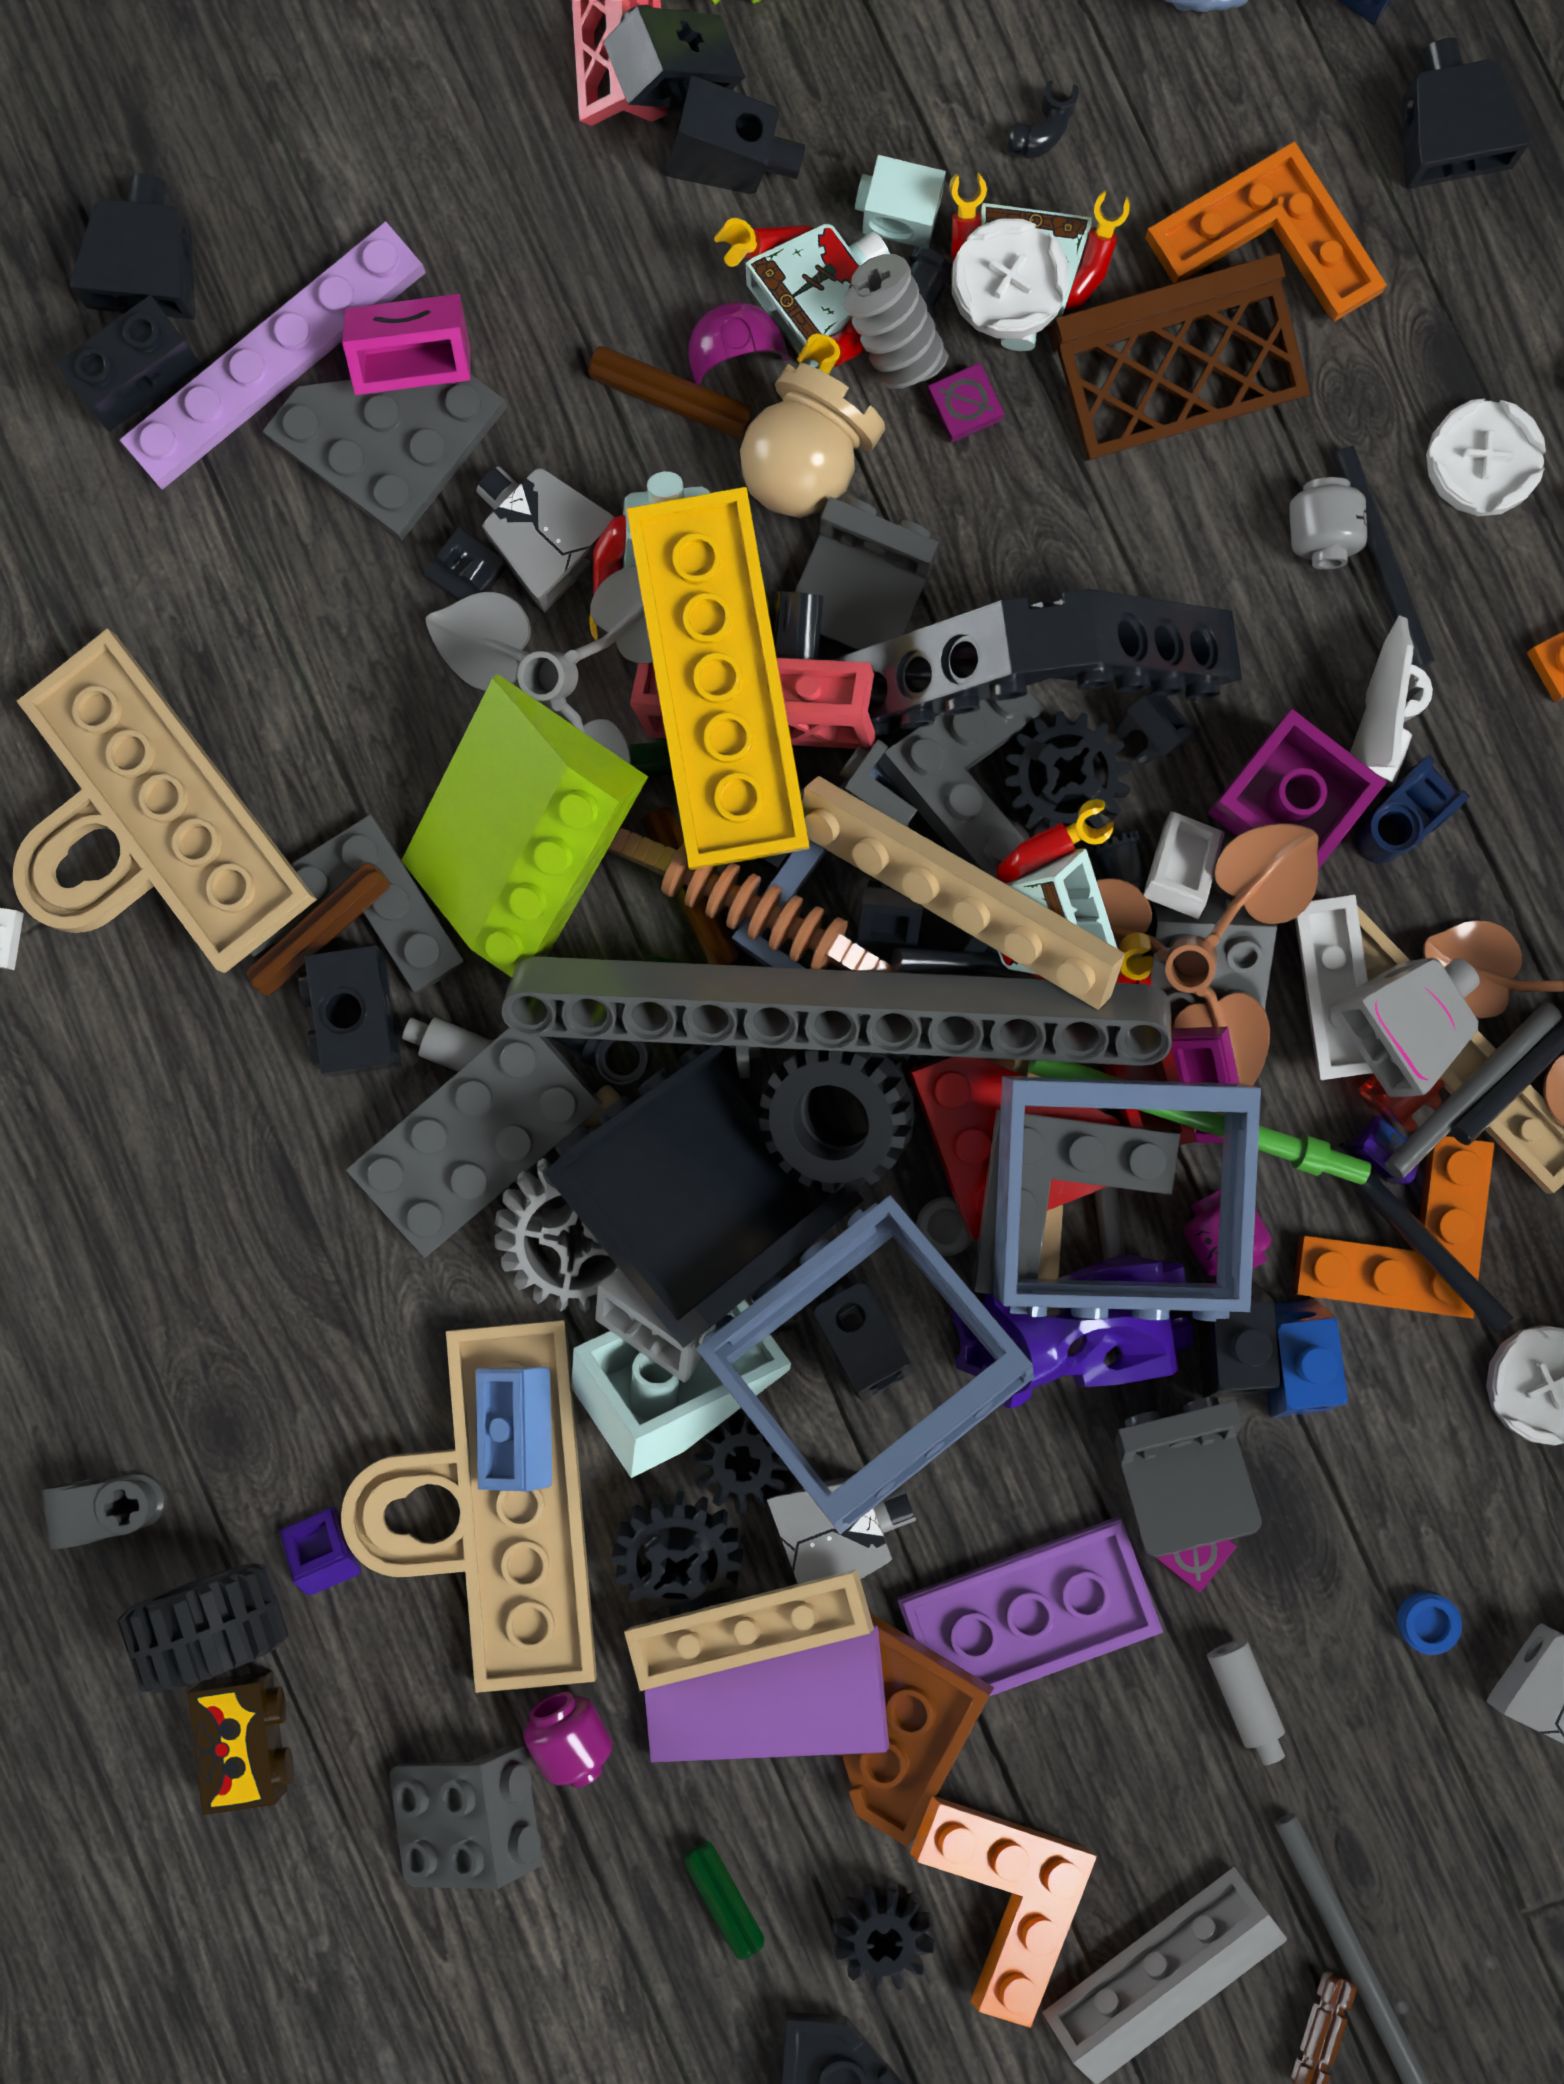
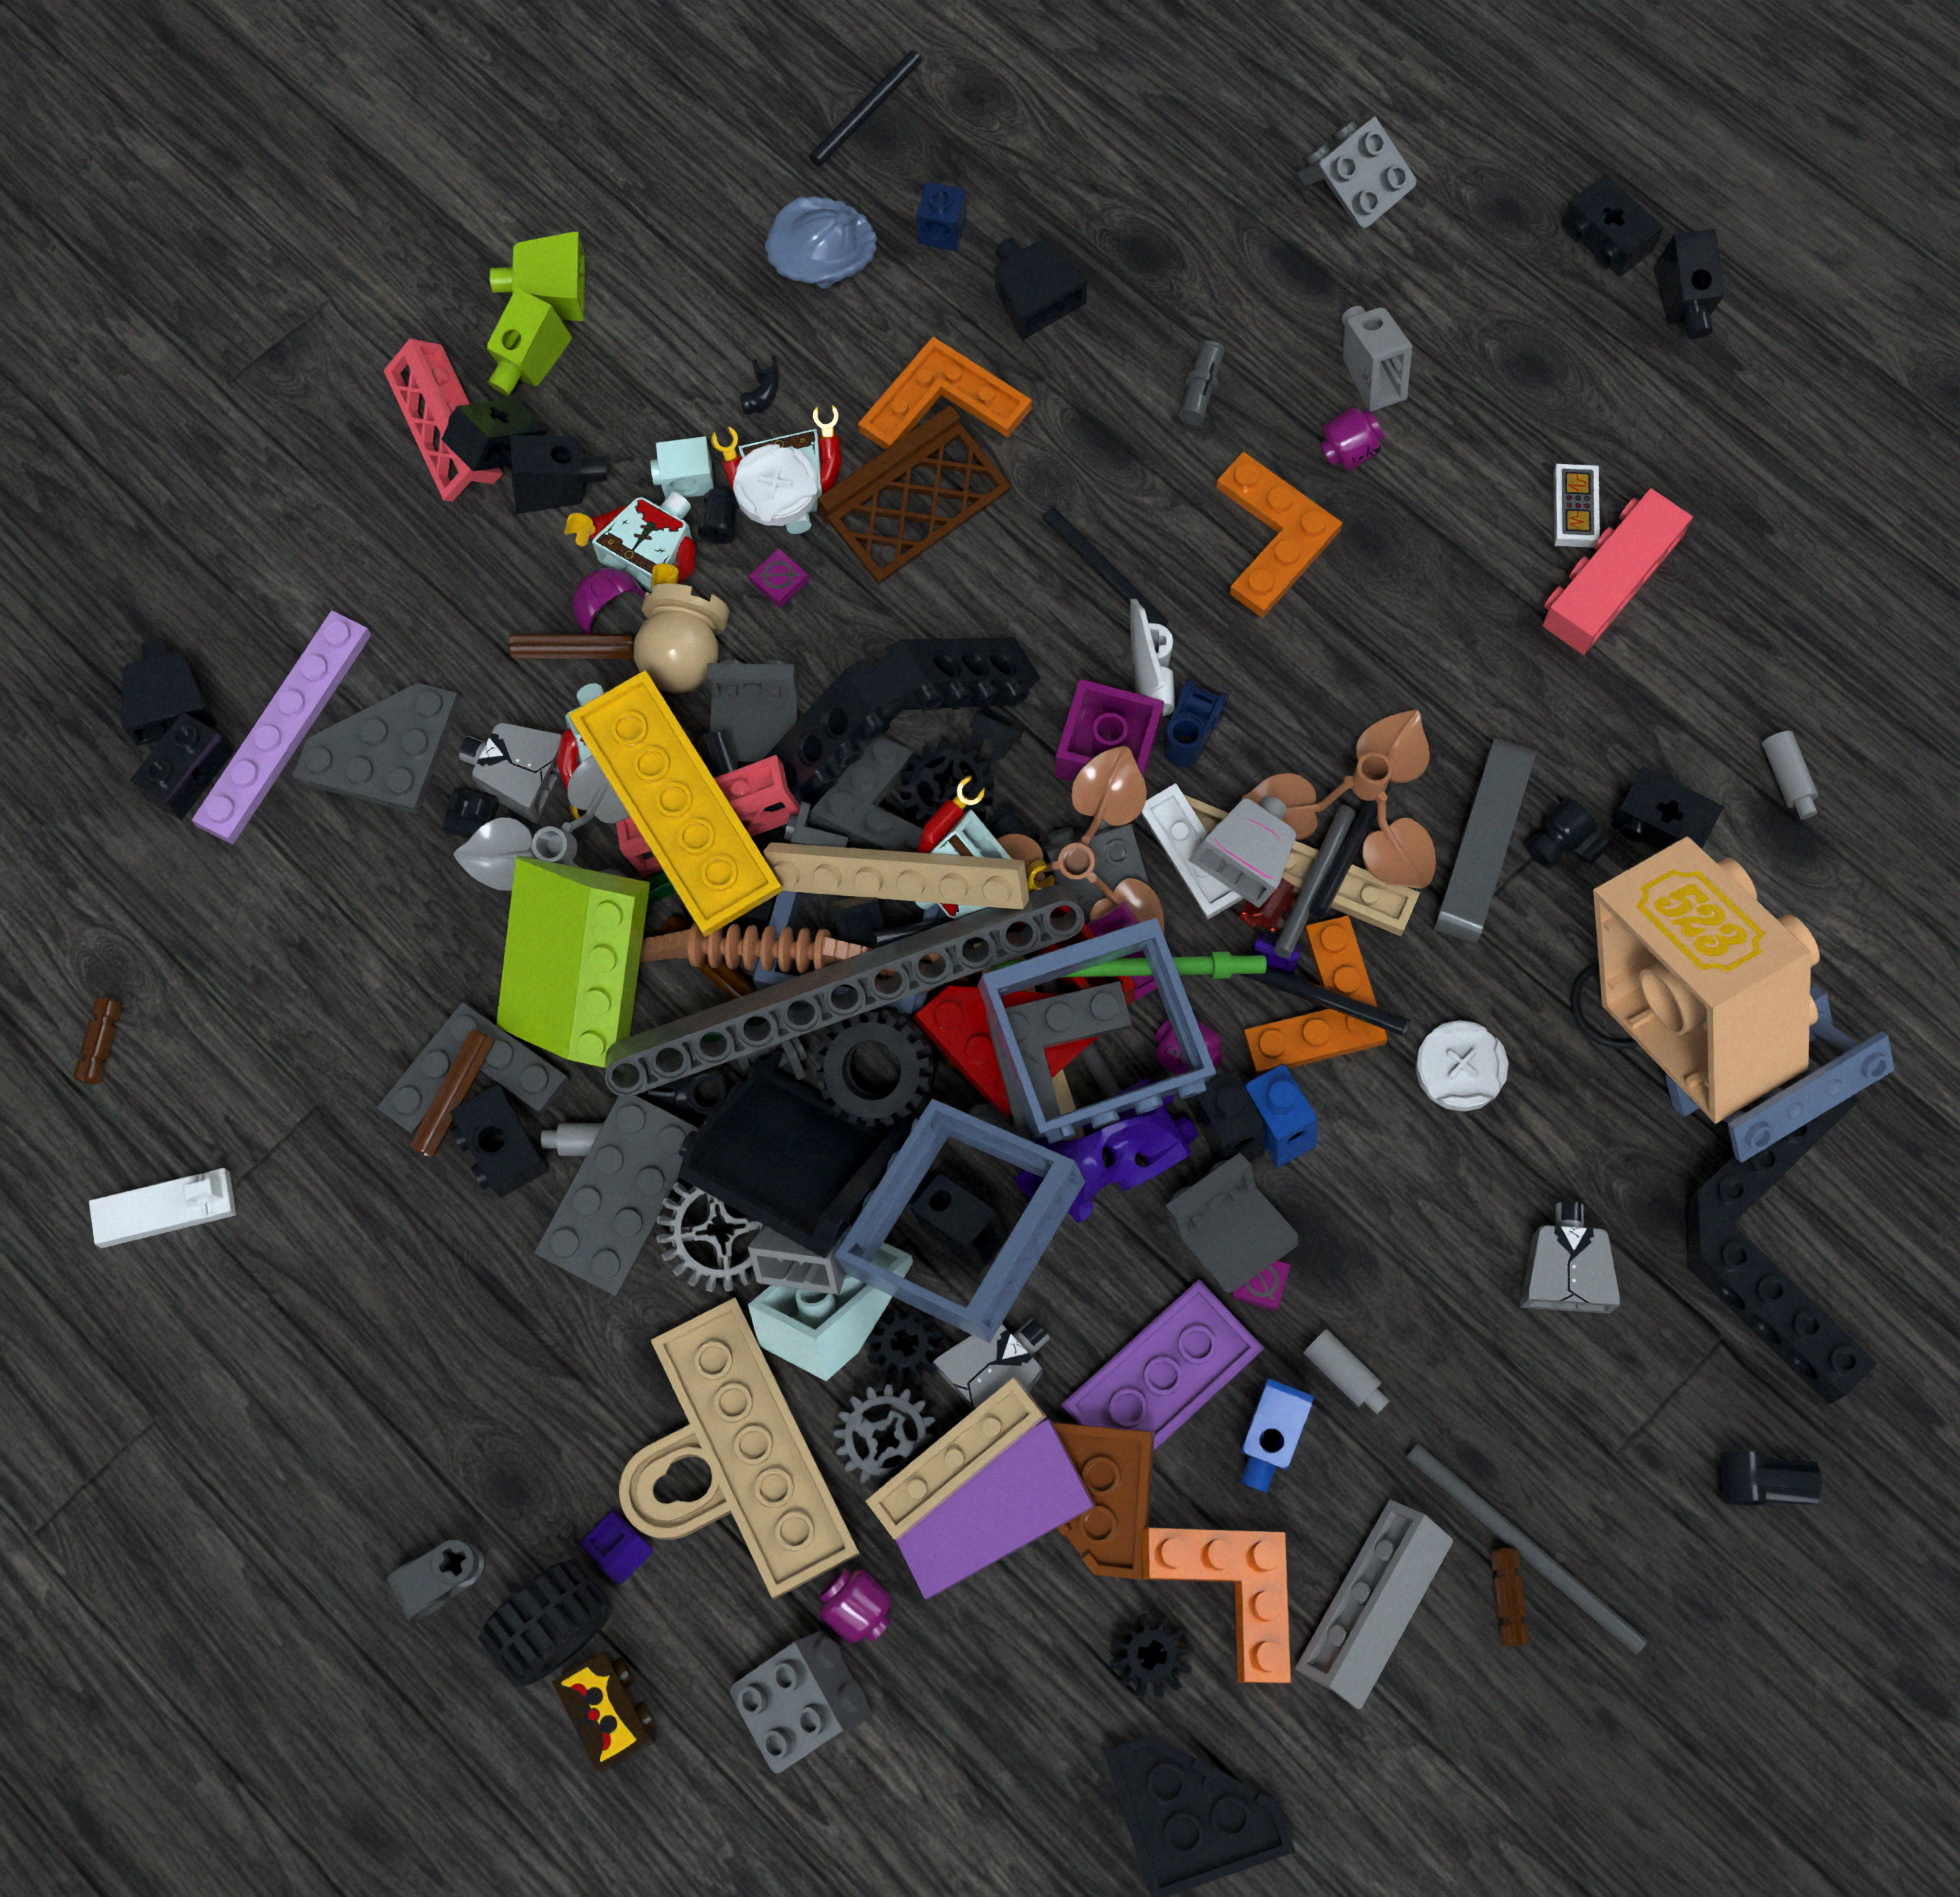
camera: 20 degrees left, 15 degrees down
(163, 801) = (311, 1050): tan plate -> none
(406, 344) = (375, 680): dark pink brick -> none
(513, 1428) = (726, 1387): medium blue slope -> none
(724, 1900) = (1021, 1683): dark green axle -> none
(894, 322) = (708, 540): light grey piece -> none
(1136, 1740) = (1279, 1409): none -> torso
(1184, 865) = (1051, 811): white tile -> none
(1328, 522) = (1057, 560): light grey head -> none
(1429, 1623) = (1453, 1265): blue tile -> none
(1486, 457) = (1146, 482): white tile -> none

